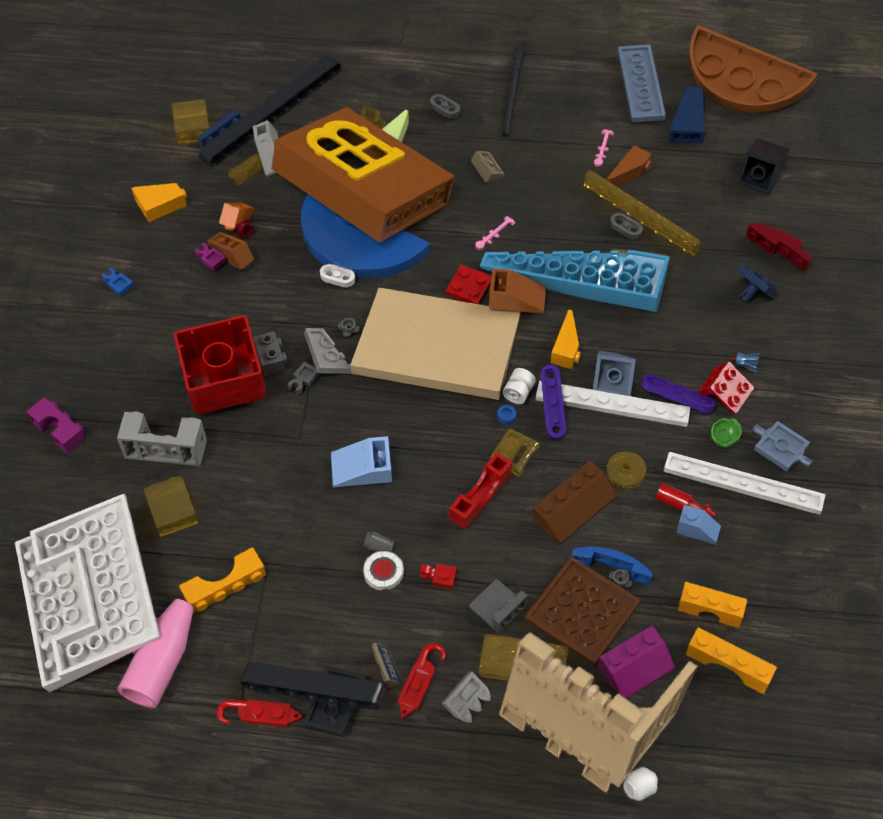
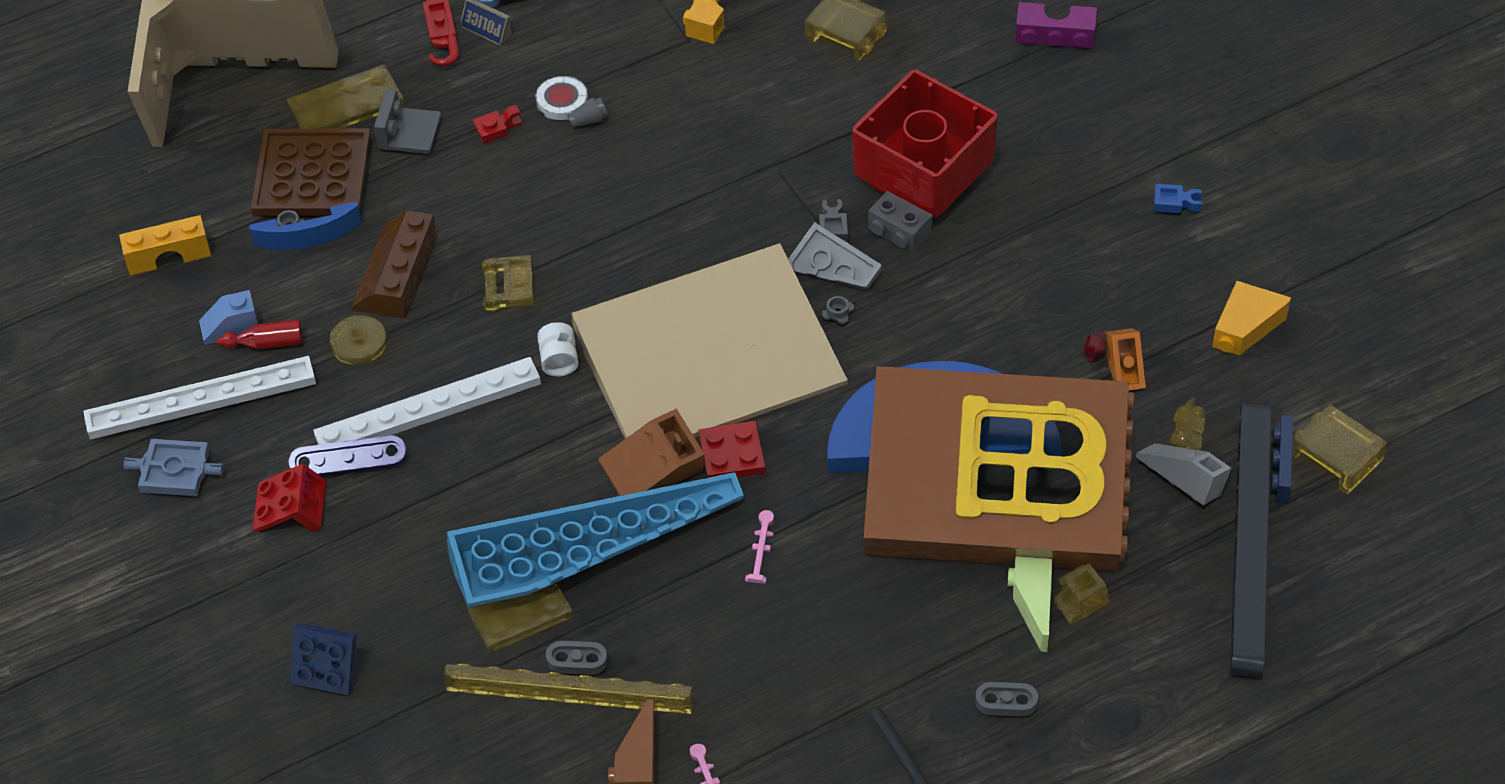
camera: 145 degrees right, 5 degrees down
(140, 444) = (937, 43): light grey plate -> none
(211, 258) = (1095, 290): magenta plate -> none
(234, 249) = (1079, 309): dark orange slope -> none
(339, 275) = (913, 354): white plate -> none
(362, 463) = (670, 171): light blue slope -> none
(465, 697) = (382, 38): light grey plate -> none
(470, 505) = (513, 191): red arch -> none
(487, 166) = (856, 644): dark tan slope -> none
(506, 414) = (551, 316): blue tile -> none
(553, 402) = (498, 348): dark purple plate -> none
(566, 347) = (536, 439): light orange slope -> none
(614, 373) = (455, 433): sand blue slope -> none
(636, 663) = (222, 155): magenta slope -> none
(726, 432) = (254, 439): bright green hair -> none
(746, 360) = (281, 552): flat silver piece -> none
(751, 669) = (145, 200): light orange arch -> none
(775, 240) = (337, 758): dark red slope -> none

